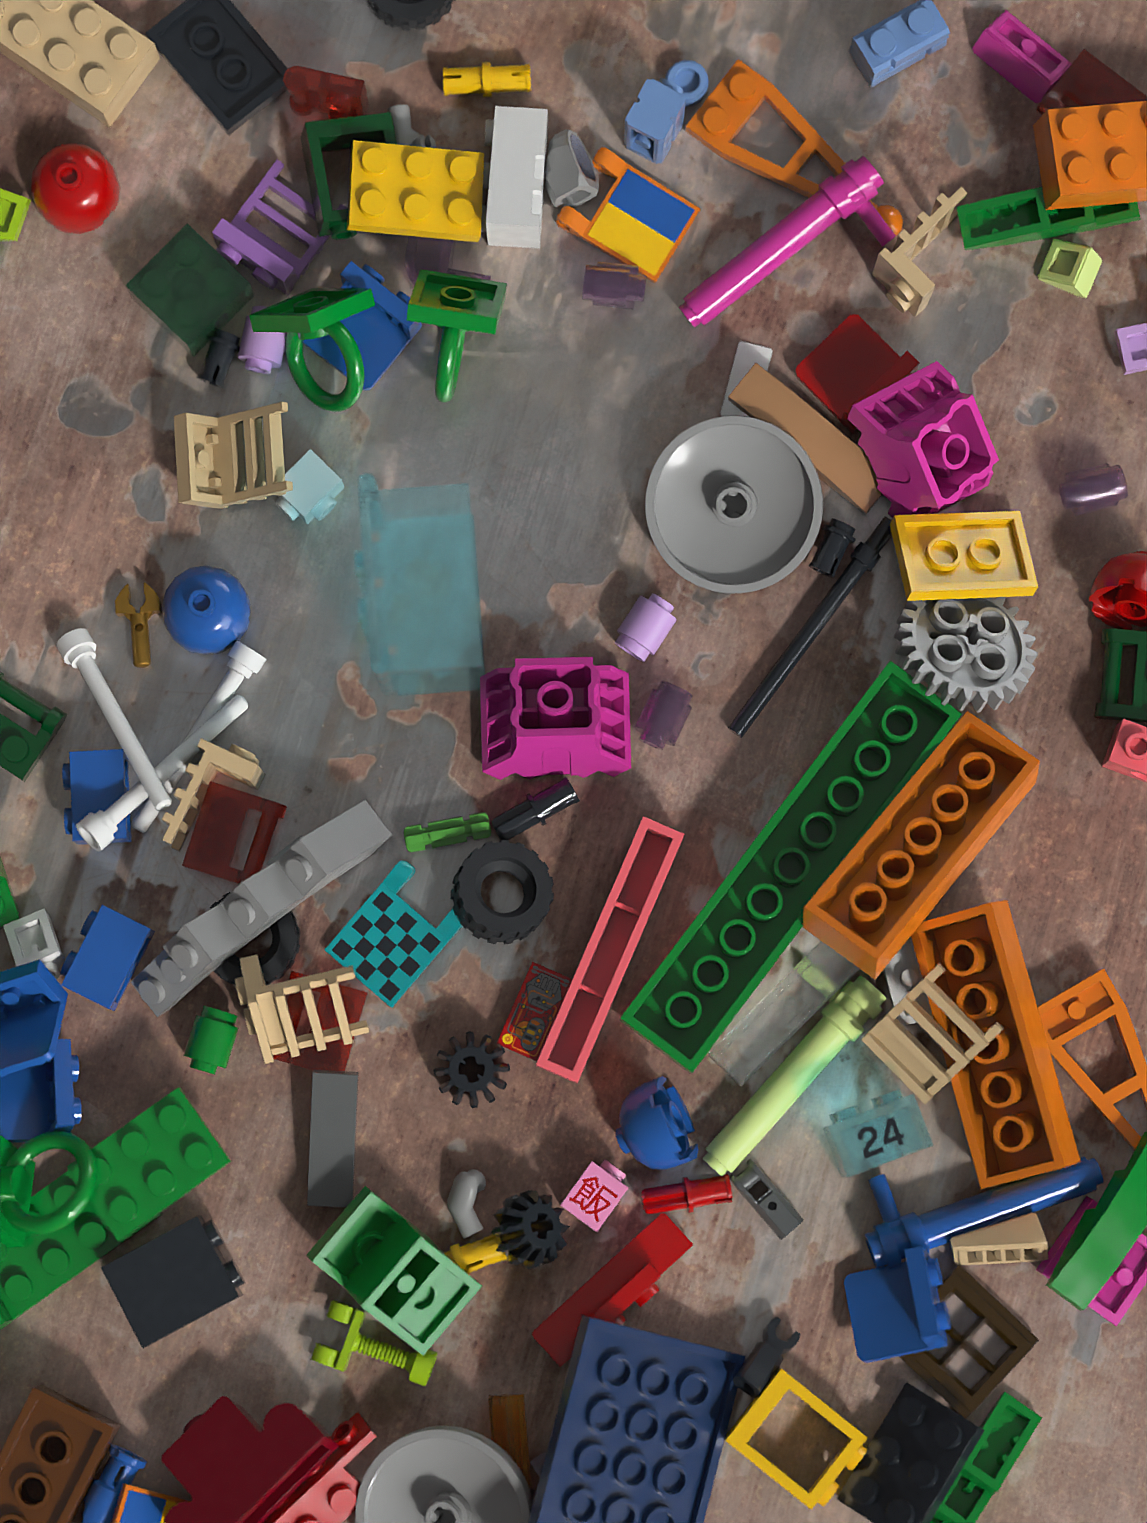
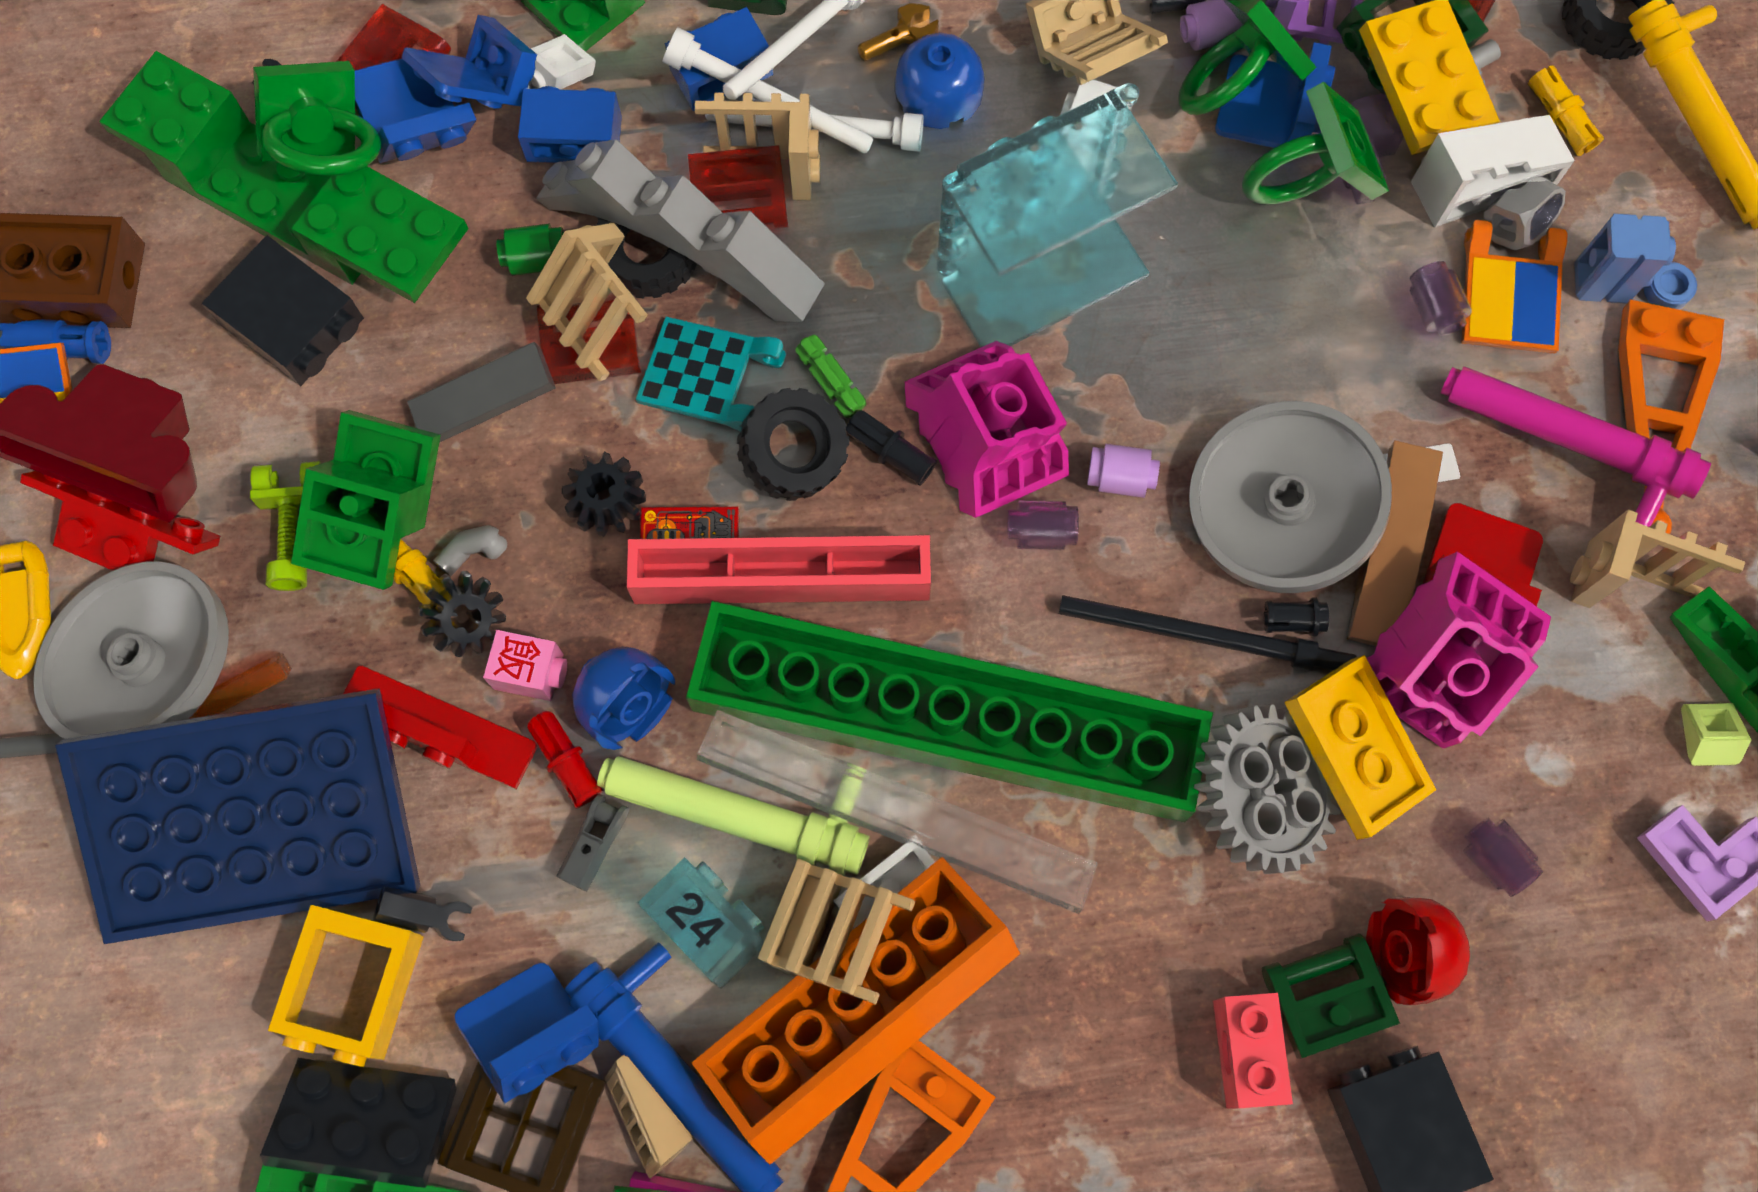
camera: 65 degrees right, 10 degrees down
(920, 844) = (1035, 829): orange brick -> none

